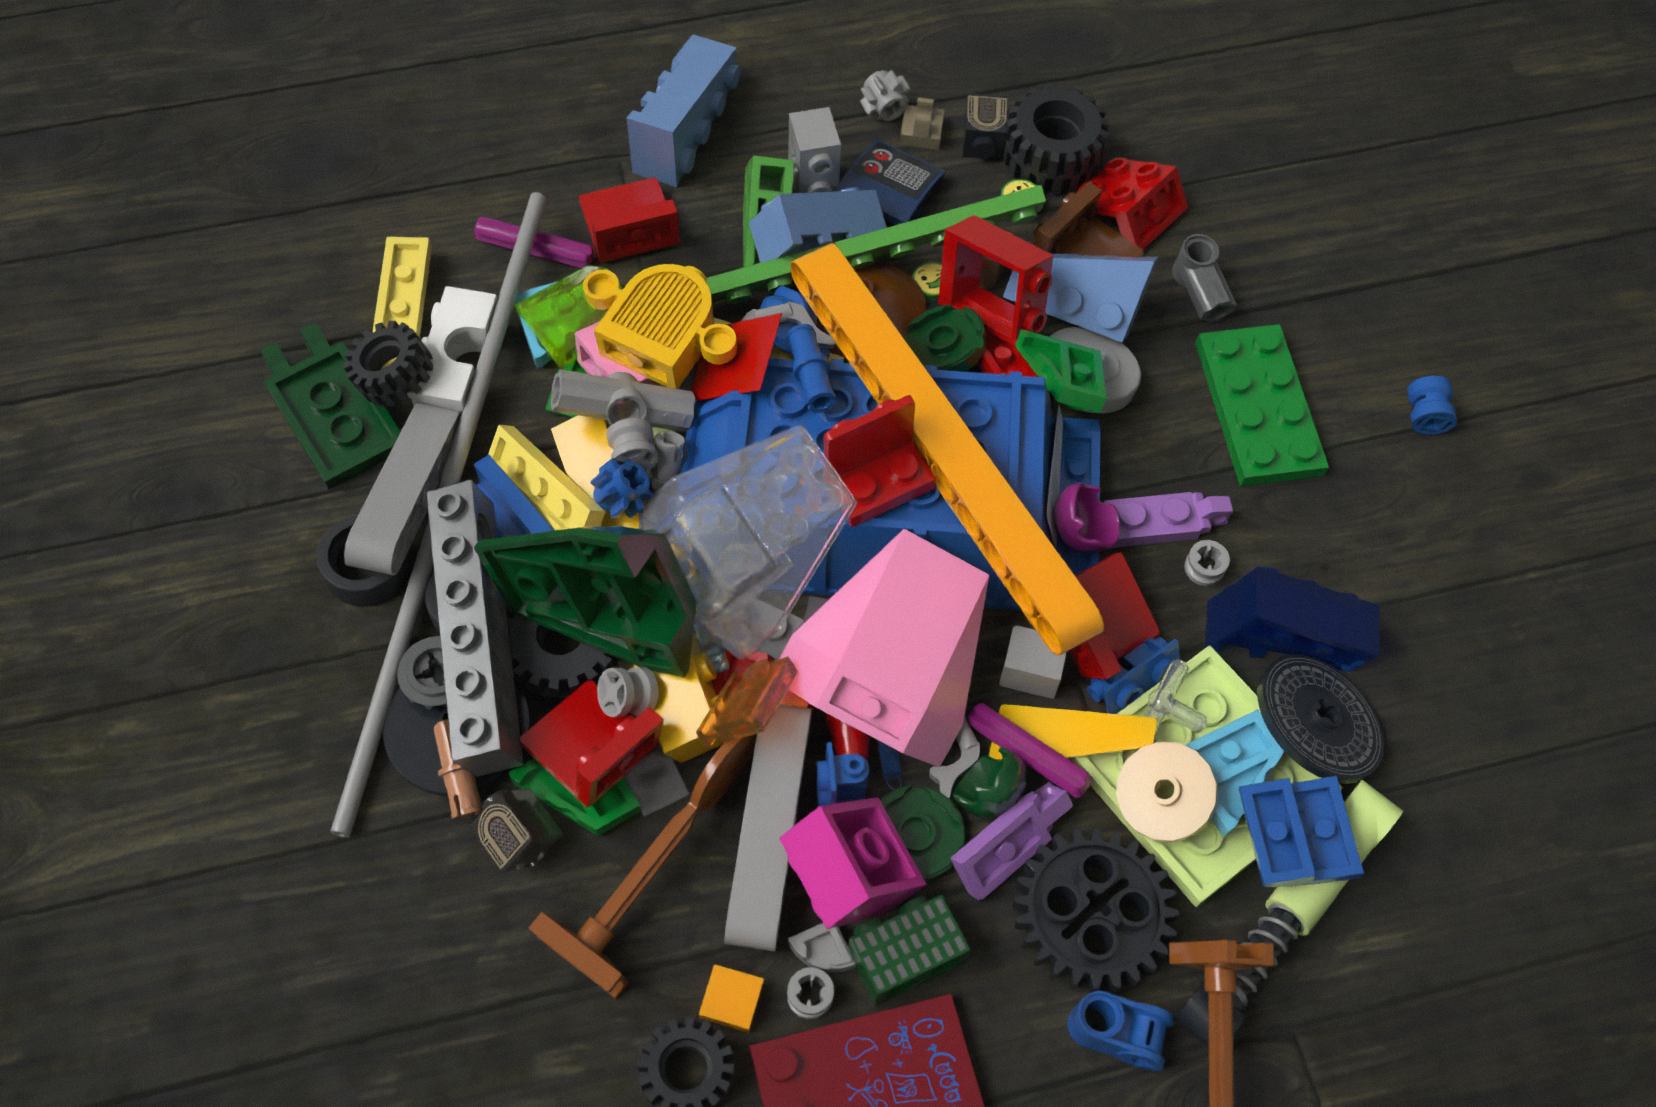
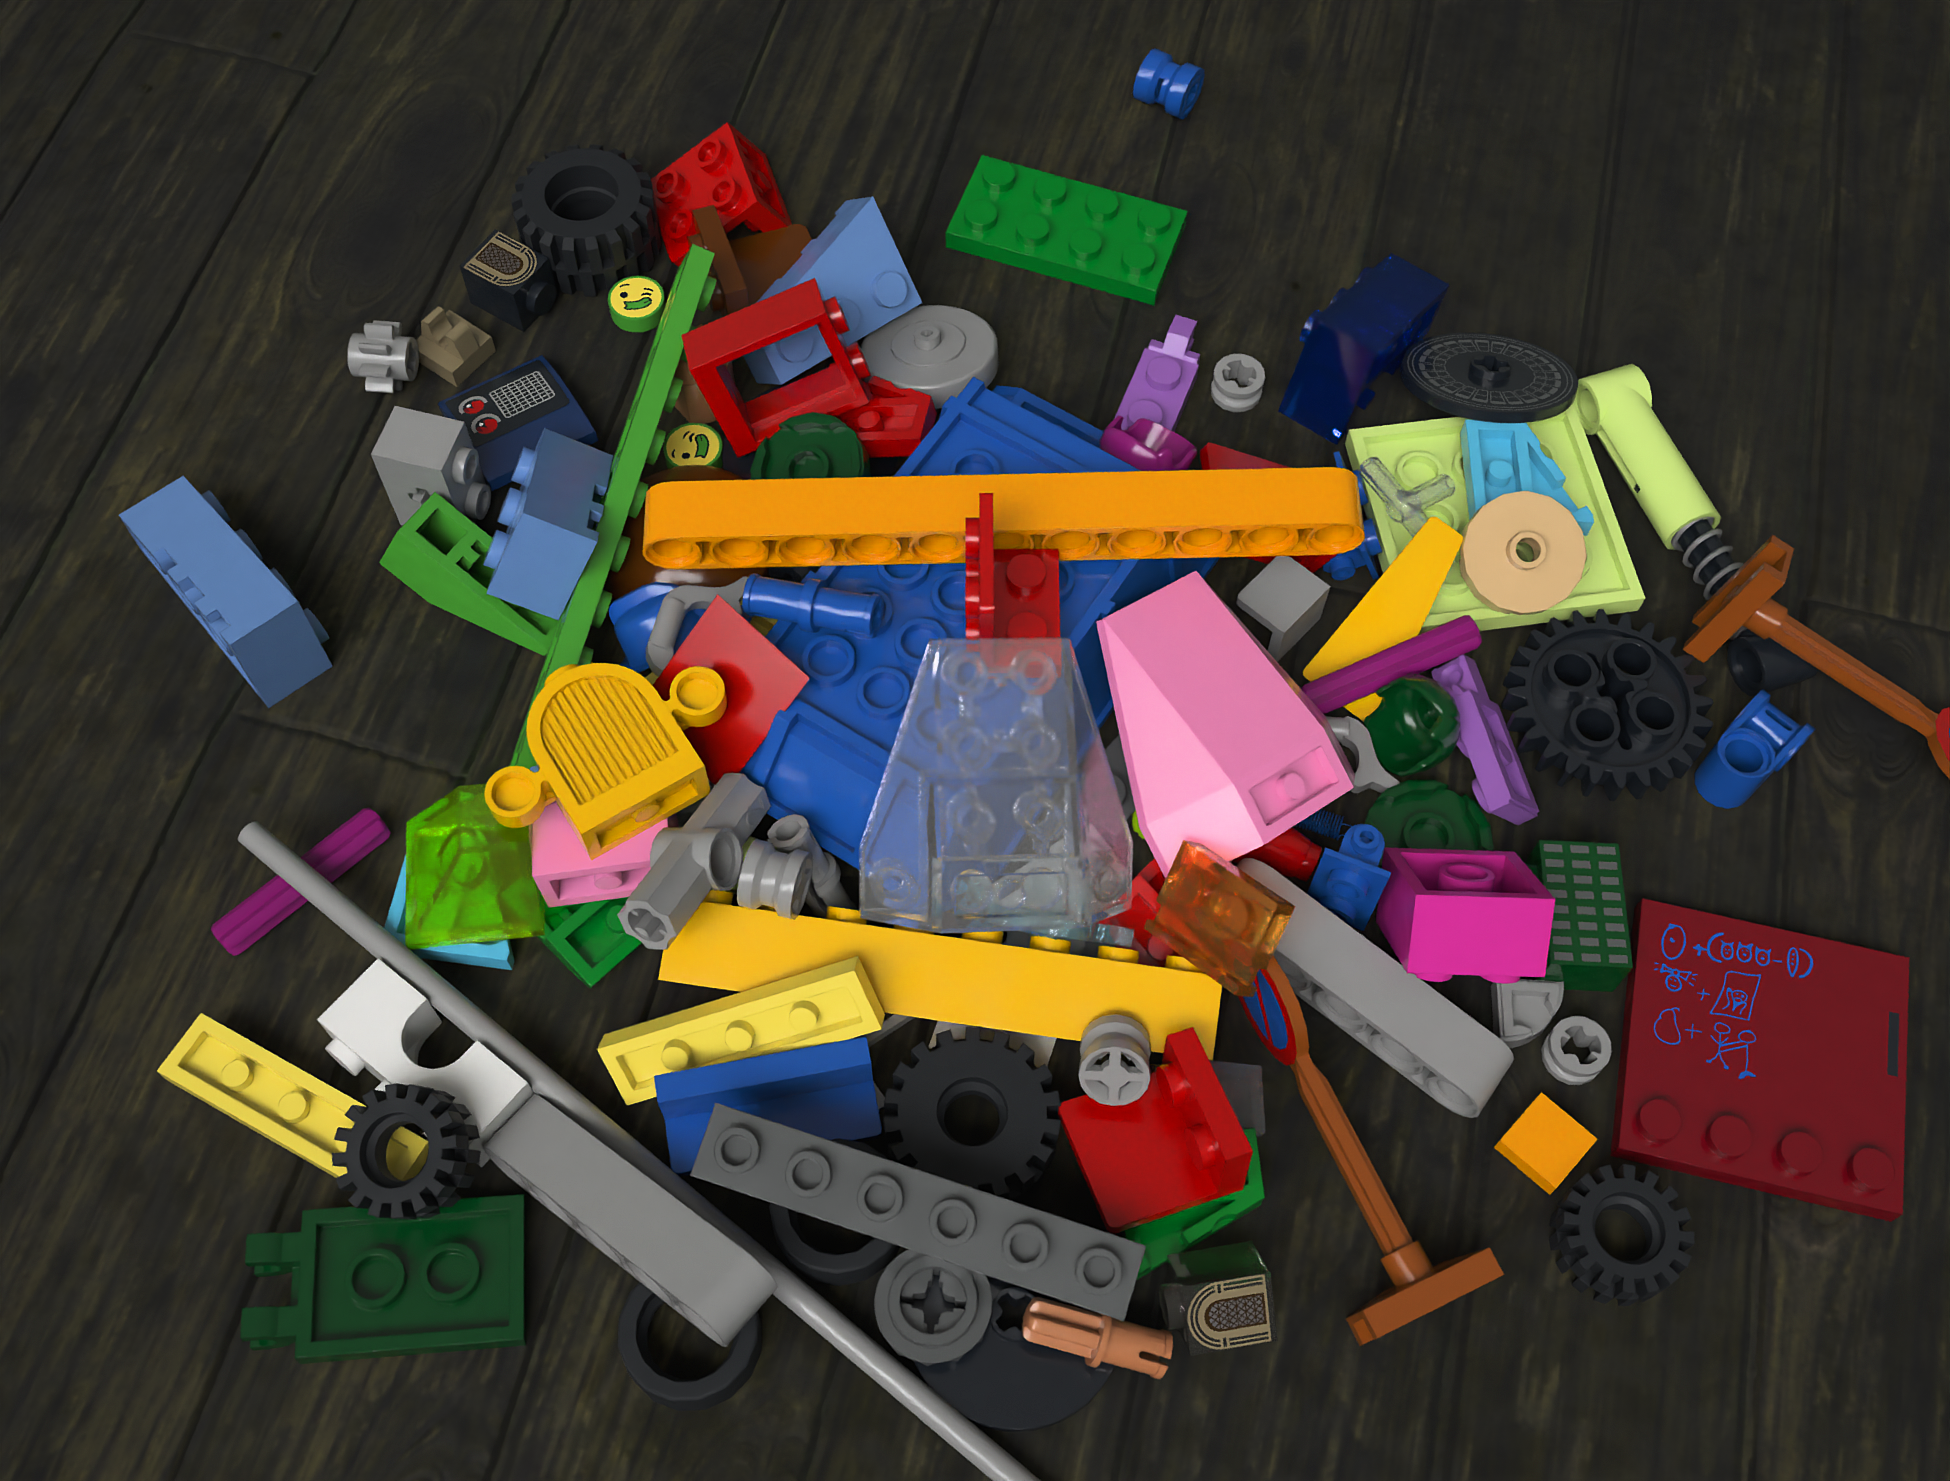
camera: 60 degrees left, 0 degrees up
(601, 588) = (993, 1005): dark green wedge -> none
(621, 488) = (835, 919): blue gear -> none
(630, 219) = (354, 740): red bracket -> none
(1070, 370) = (944, 362): green wing -> none
(1200, 274) = (897, 191): dark grey piece -> none
(1300, 832) = (1629, 455): blue slope -> none

